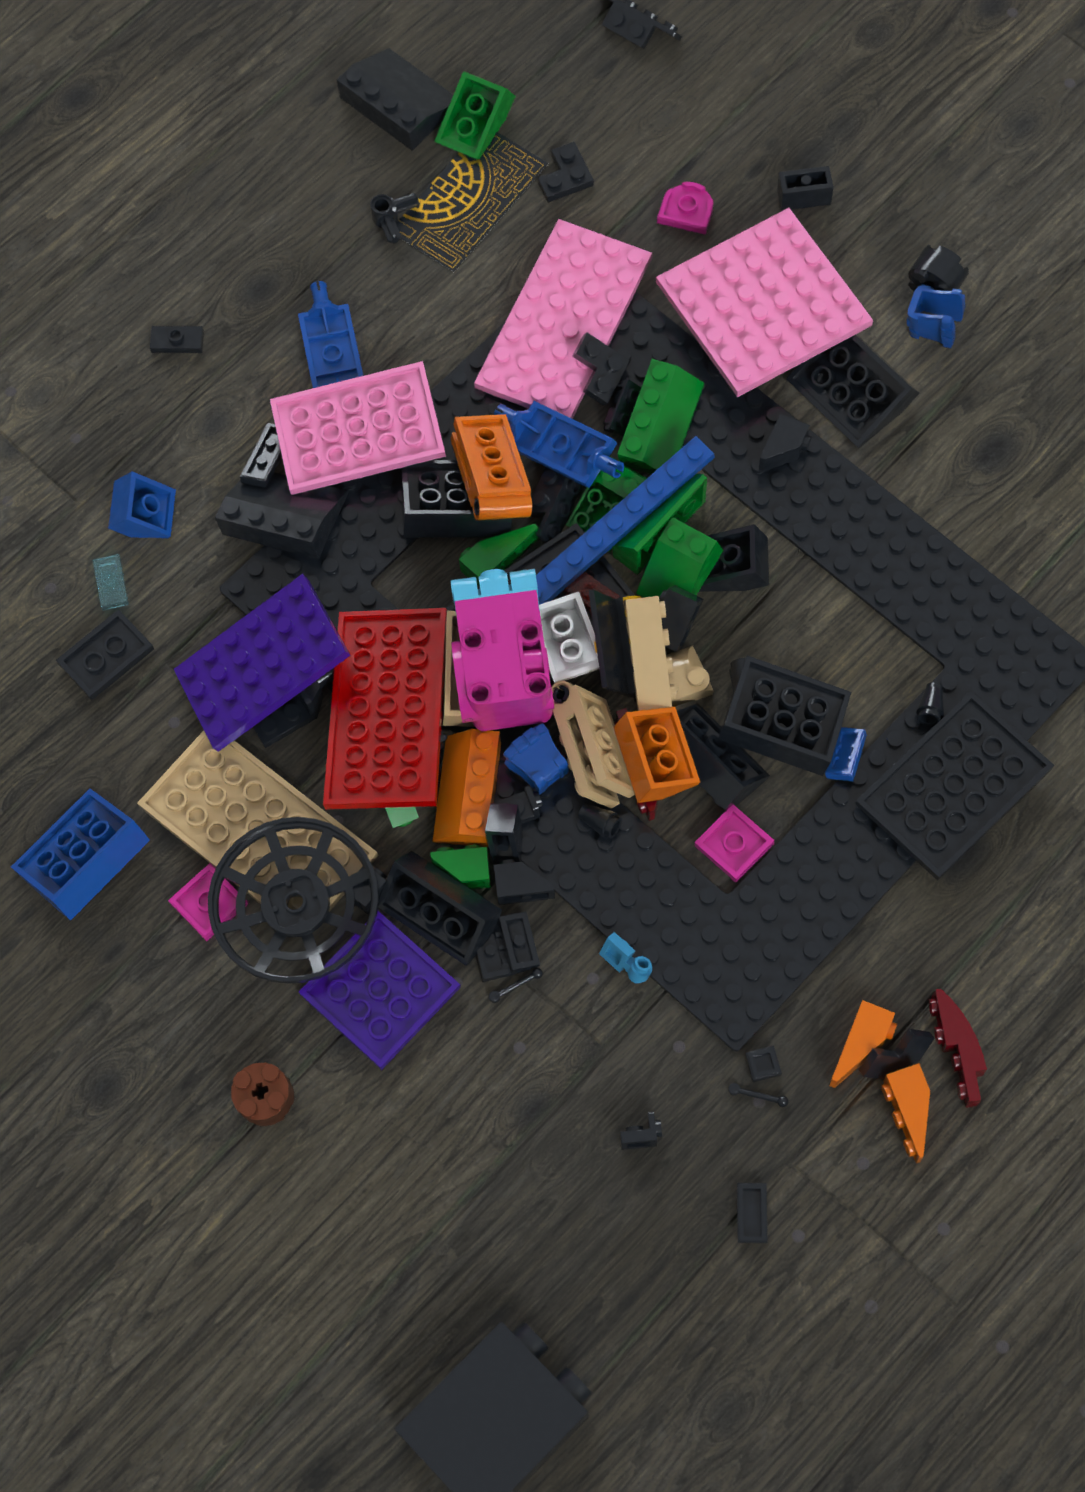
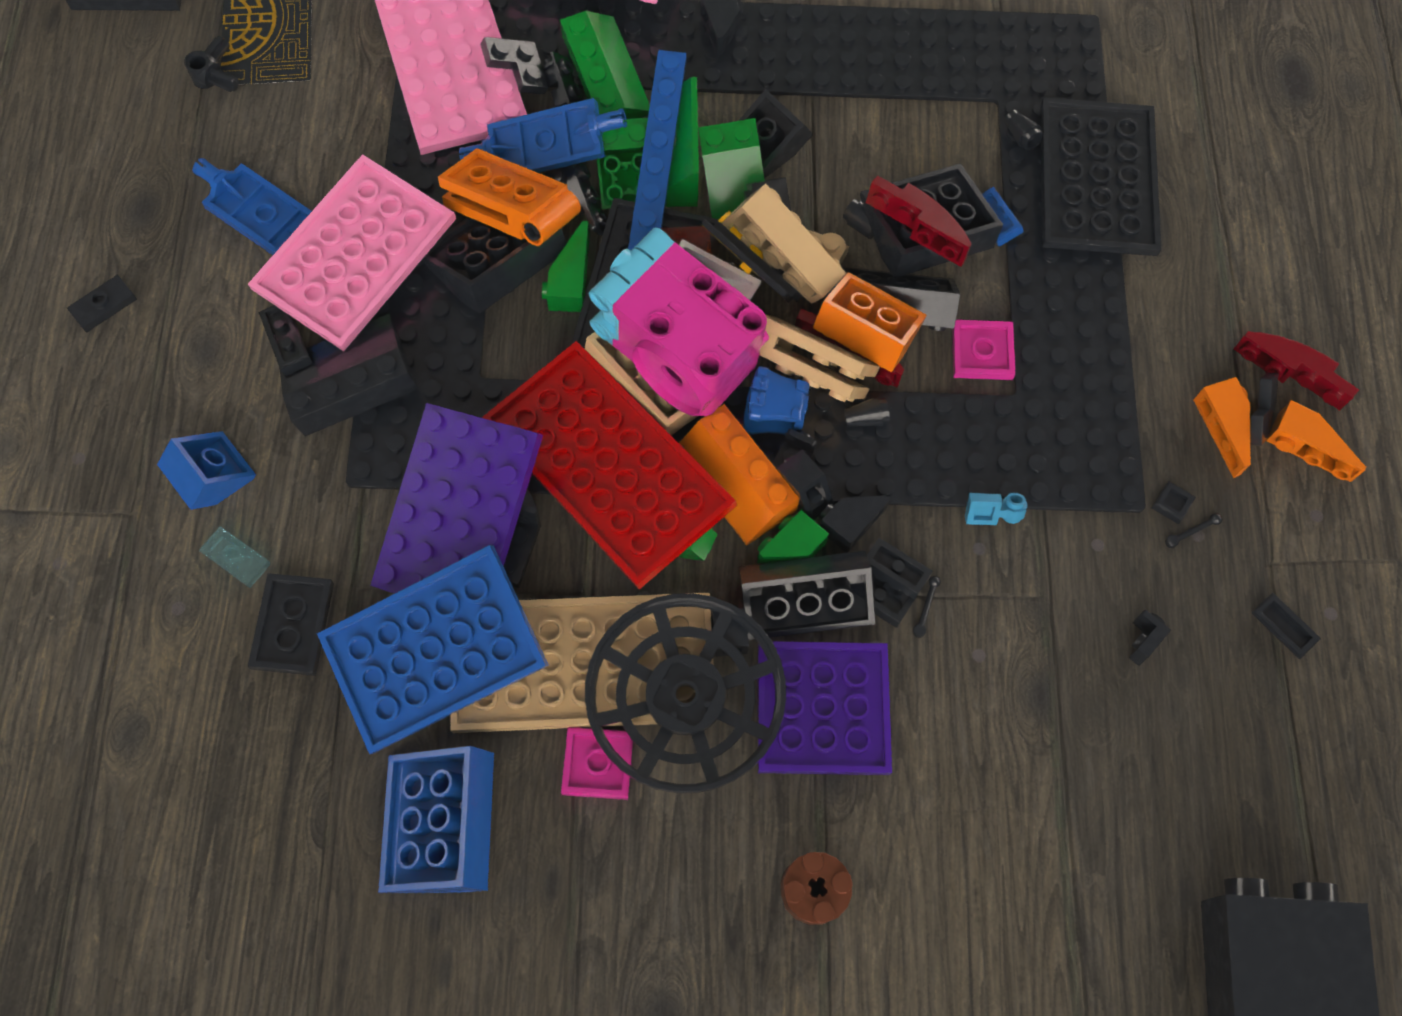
camera: 50 degrees left, 0 degrees up
(167, 741) = (432, 649): none -> blue plate
(764, 712) = (928, 219): none -> dark red slope

